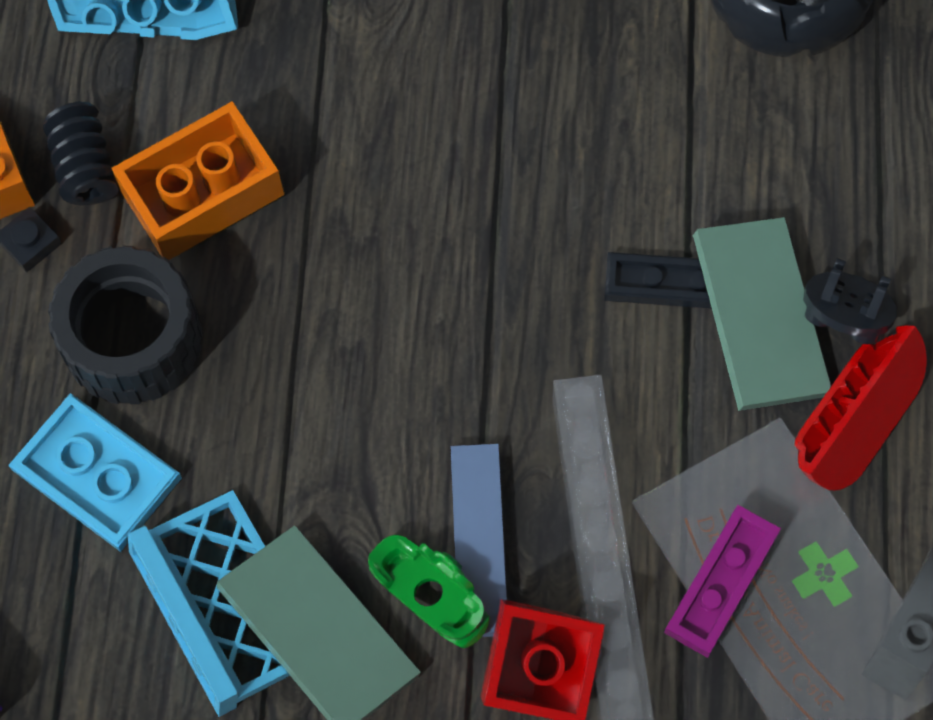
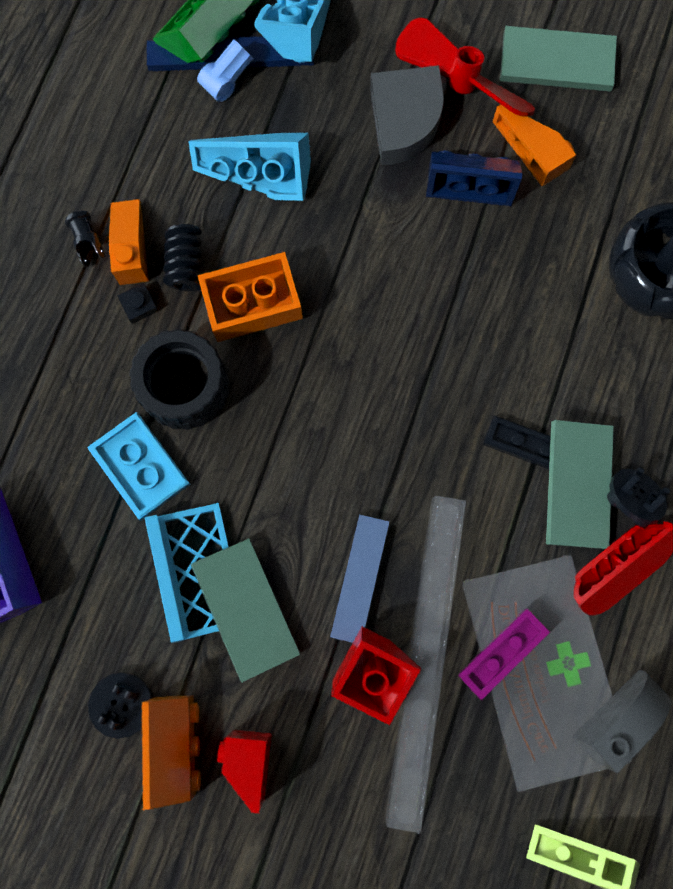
camera: 15 degrees right, 10 degrees up
(405, 566) = (309, 584): green piece -> none

